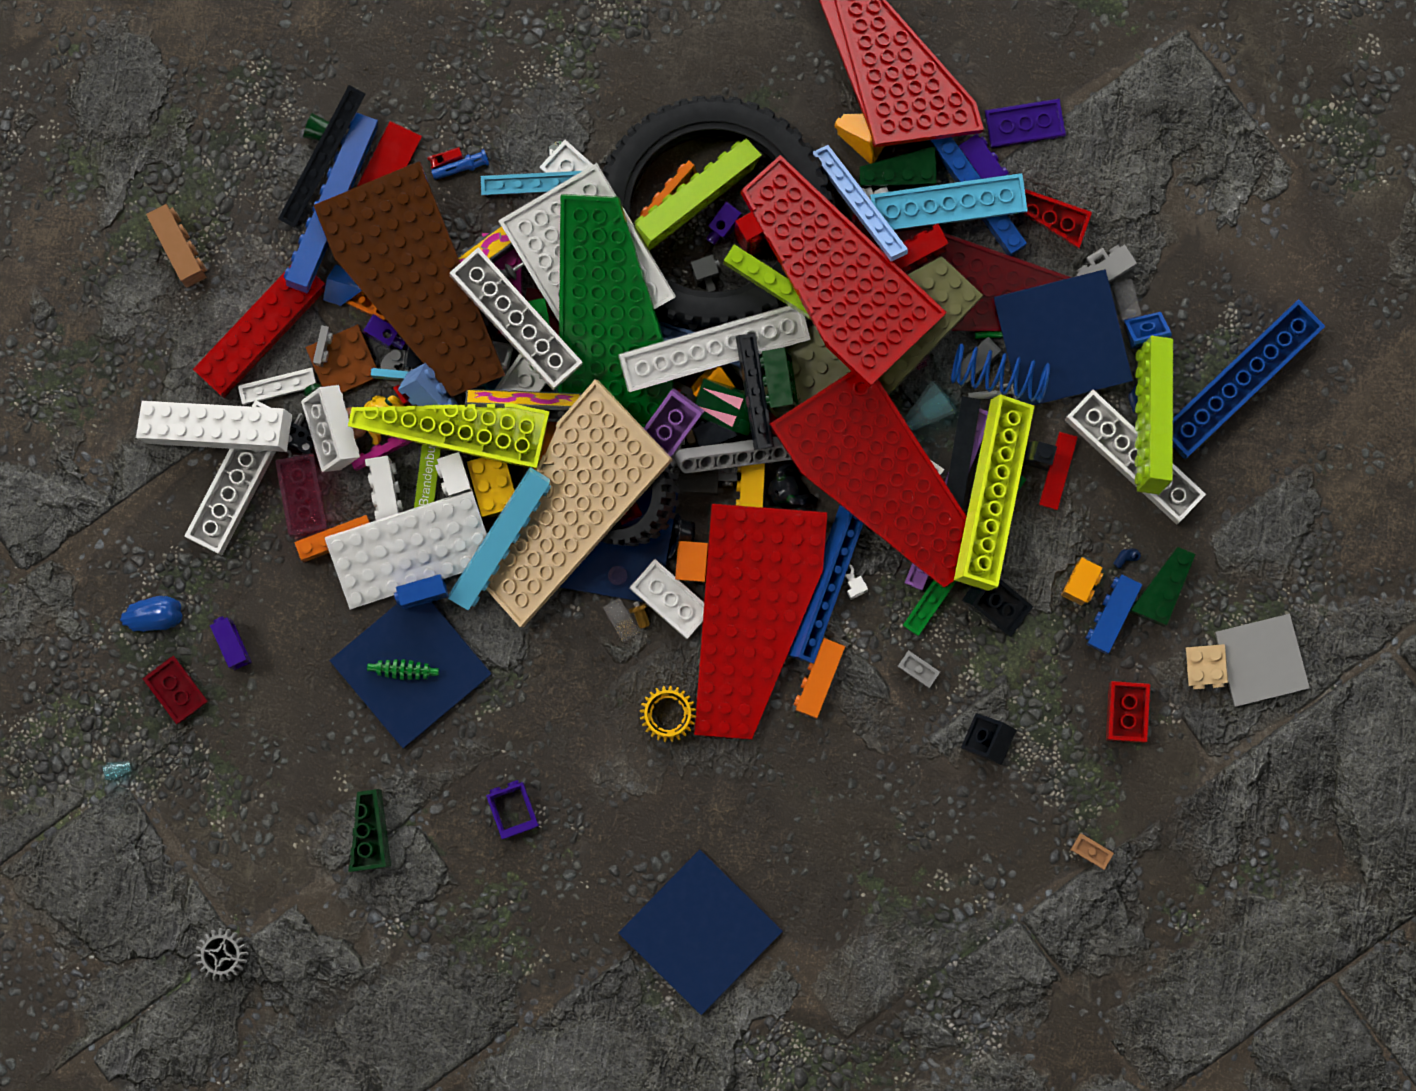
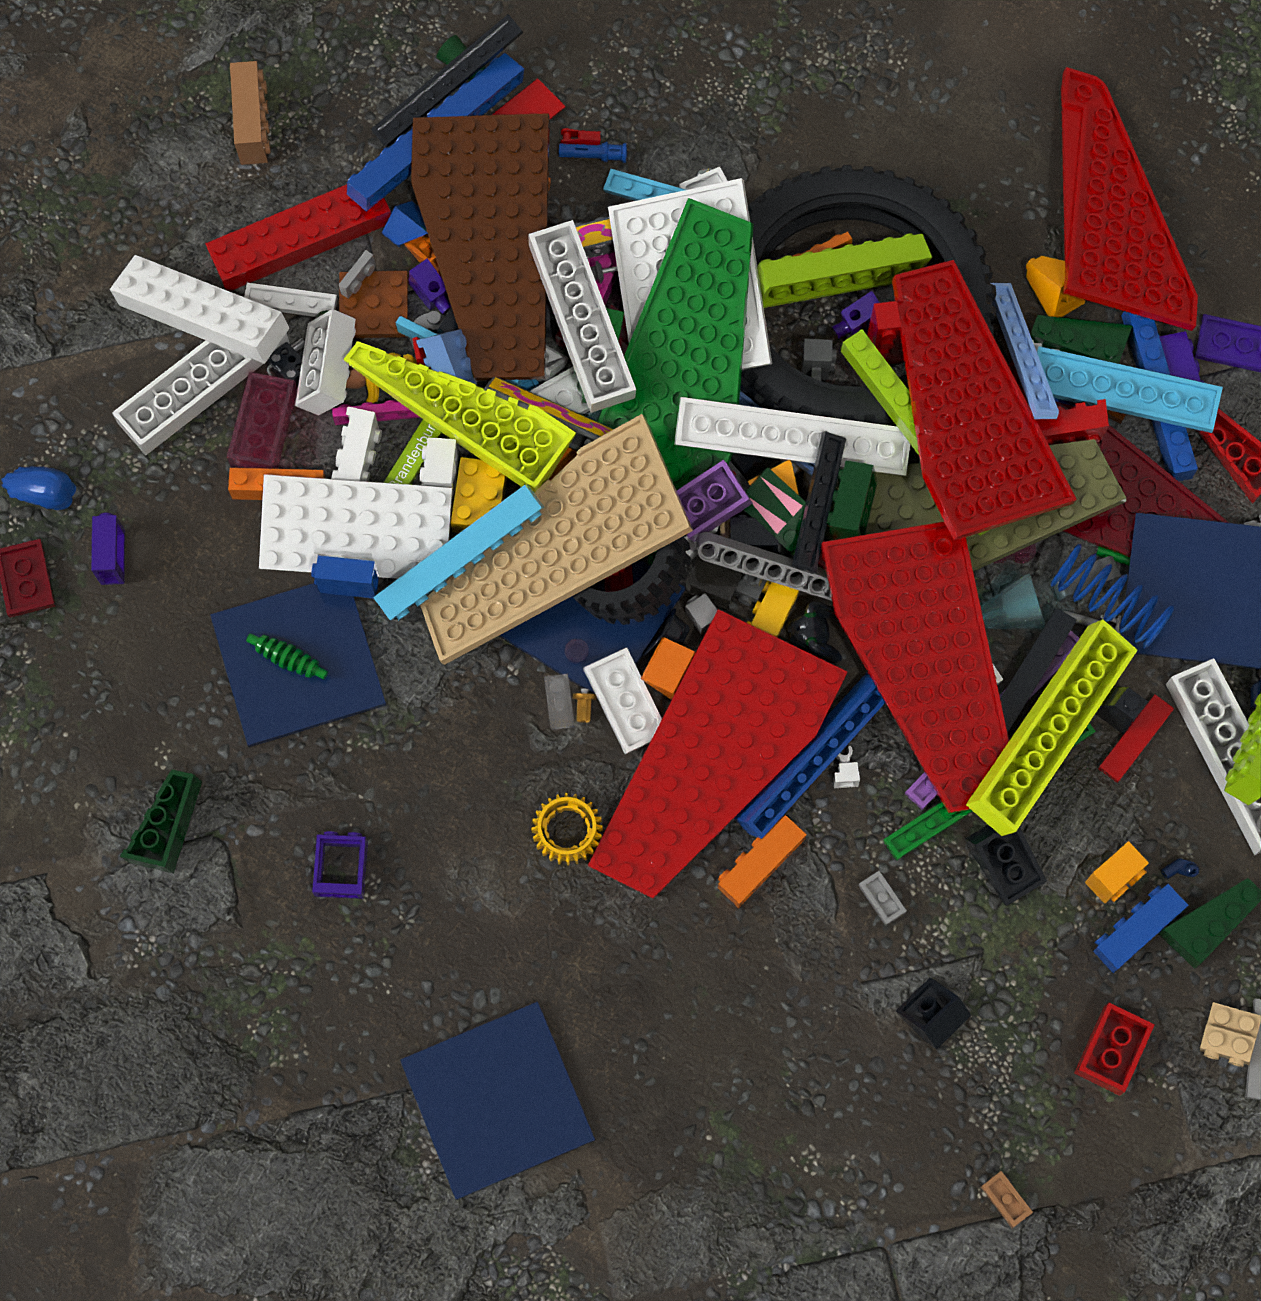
camera: 20 degrees right, 10 degrees down
(699, 507) = (700, 612): none -> light grey brick

